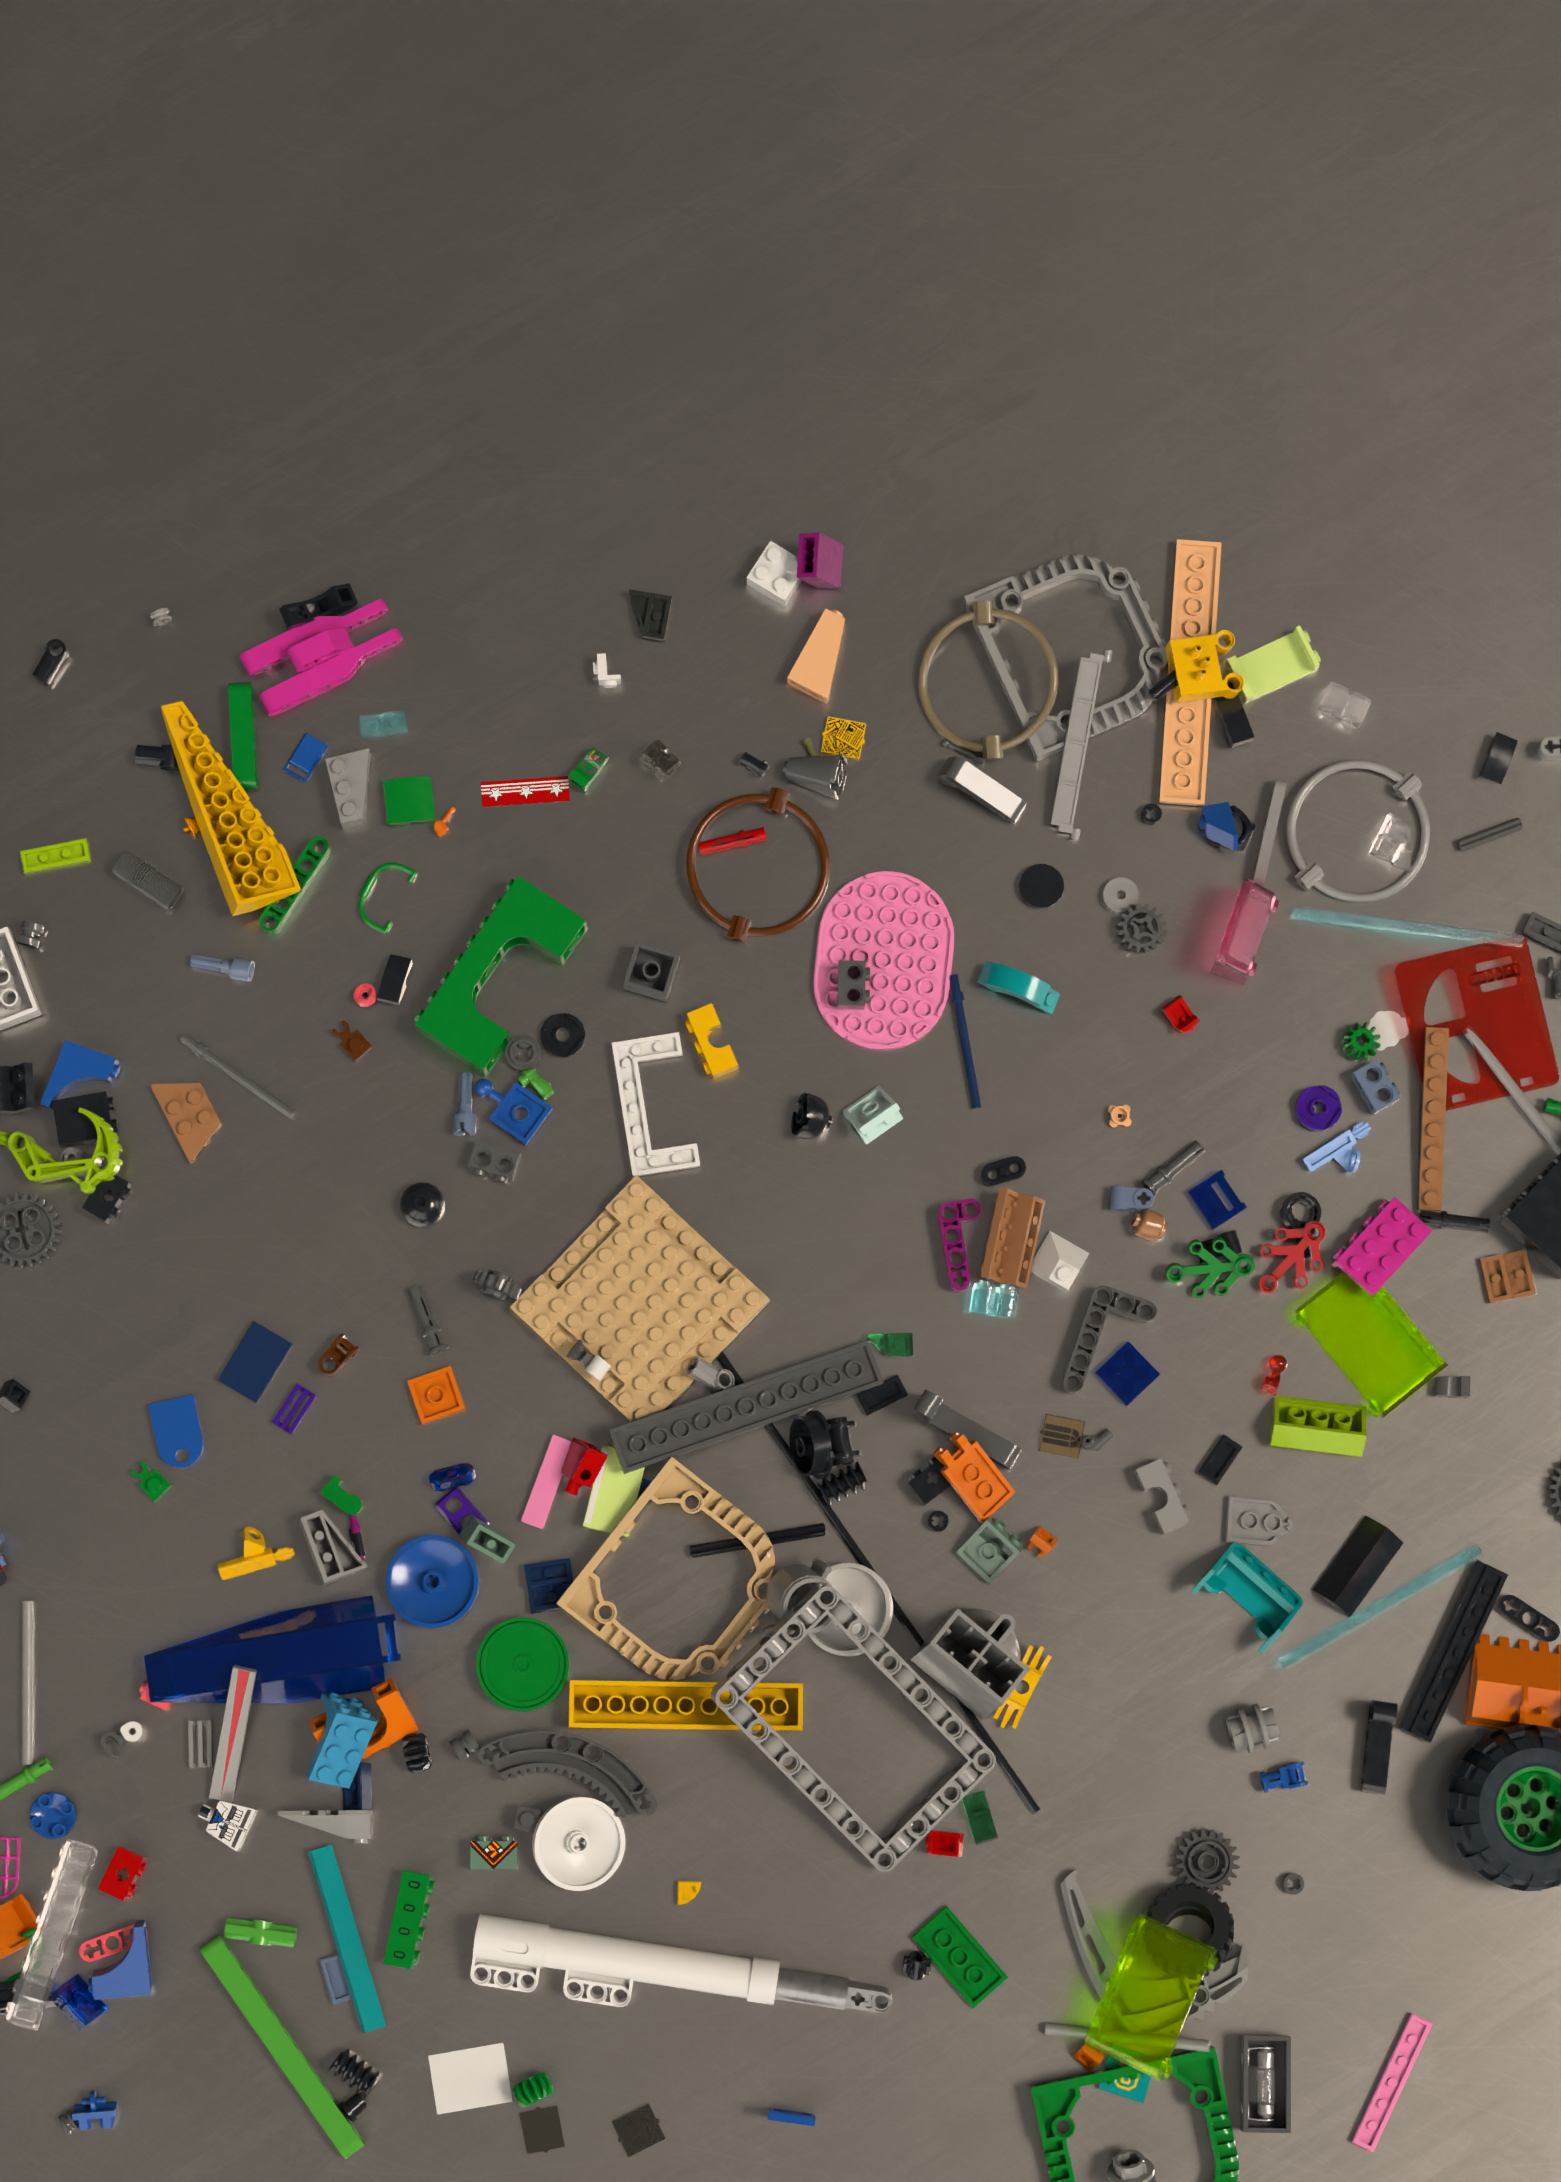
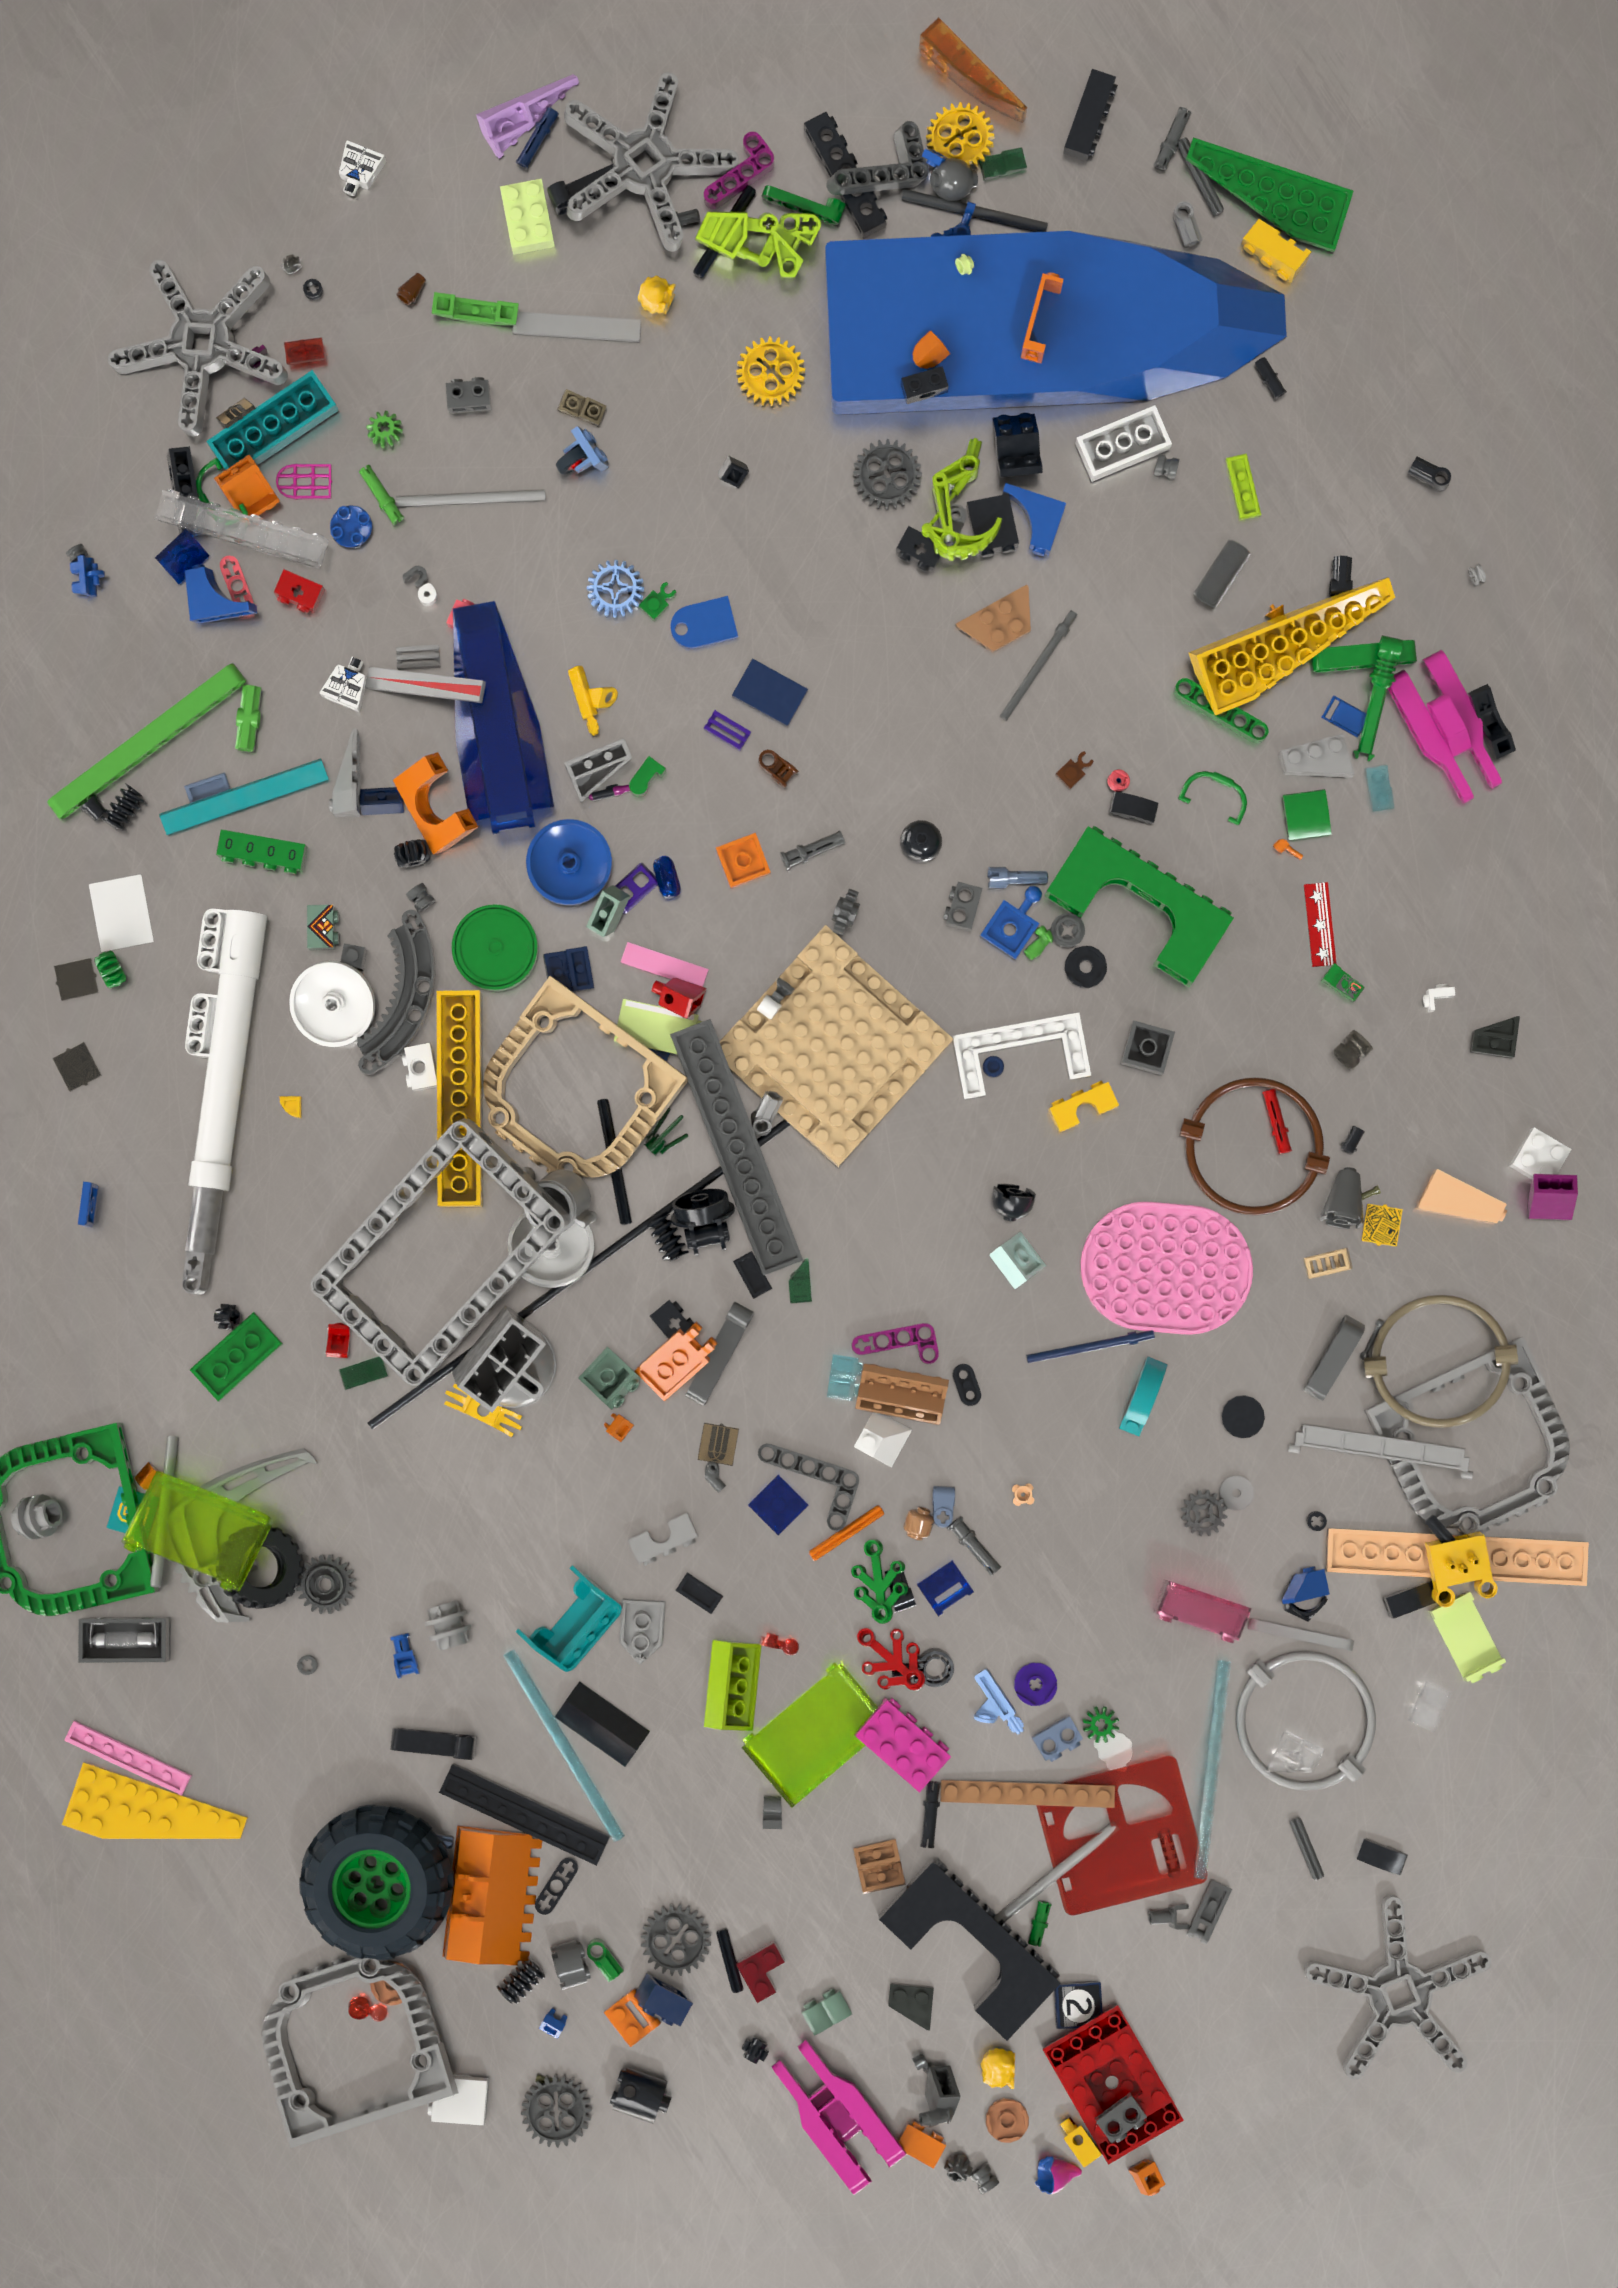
camera: 90 degrees right, 5 degrees up
(135, 1514) = (605, 588): none -> light blue gear
(237, 968) = (1140, 660): sand blue piece -> none
(240, 707) = (1382, 678): none -> green piece
(342, 1742) = (419, 784): dark azure bracket -> none
(636, 1744) = (428, 1077): none -> white brick
(666, 1135) = (993, 1066): none -> dark blue tile
(739, 1494) = (656, 1142): none -> dark green plant
(847, 984) = (1140, 1231): dark grey brick -> none
(876, 775) = (1346, 1257): none -> tan slope
(937, 1528) = (629, 1329): black bush -> none
(1155, 1297) = (847, 1532): none -> orange axle
(1180, 1015) = (1121, 1551): red bracket -> none
(1446, 2082) = (127, 1808): none -> yellow wing

